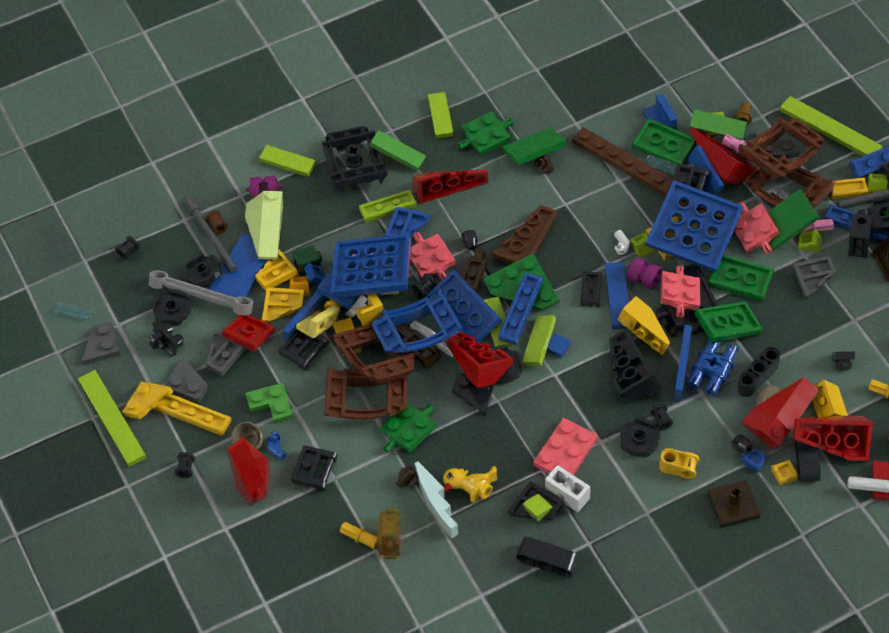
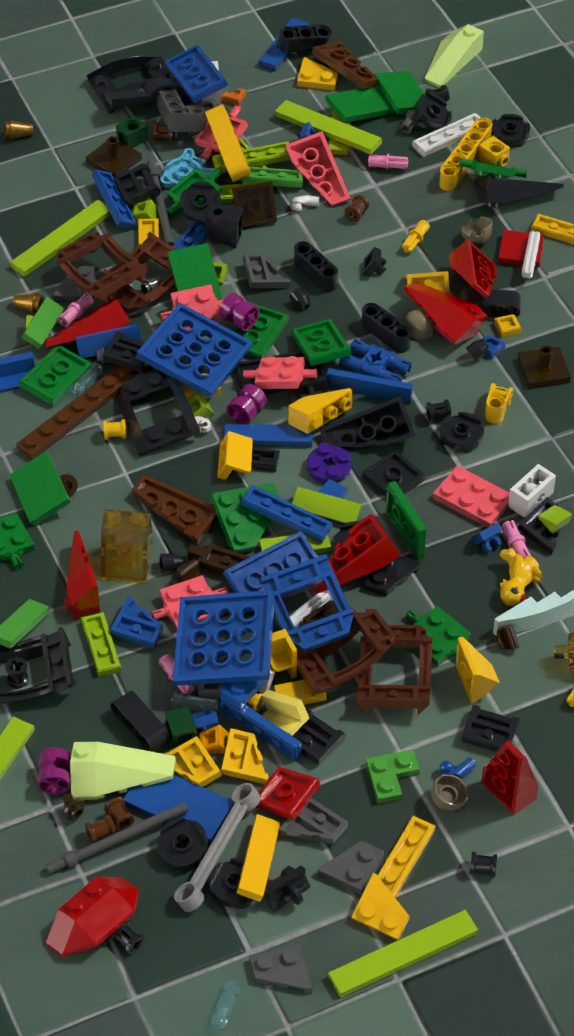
camera: 90 degrees left, 5 degrees down
(146, 226) = (92, 915): none -> red wedge
(187, 316) = (258, 858): none -> yellow tile
(234, 203) = (72, 808): none -> dark brown plate
(236, 231) = (119, 813): none -> reddish brown bush
(313, 233) = (140, 721): none -> black beam
(363, 446) = (474, 671): none -> yellow slope
(460, 252) = (188, 571): none -> dark brown plate
(472, 204) = (126, 546): none -> clear yellow slope
(513, 482) = (515, 539): none -> bright pink pin
(517, 458) = (486, 536): none -> blue tile
(519, 392) = (406, 520): none -> green tile
(583, 389) = (393, 468): none -> black tile
(586, 271) = (234, 454): none -> yellow panel
(590, 331) = (329, 454): none -> dark purple plate
(606, 187) = (114, 429): none -> yellow bush
(610, 227) = (162, 433): none -> black wedge
(749, 255) = (240, 312): none -> magenta wheel
(786, 305) = (300, 299): none -> black hose
(835, 305) = (315, 266): none -> black beam

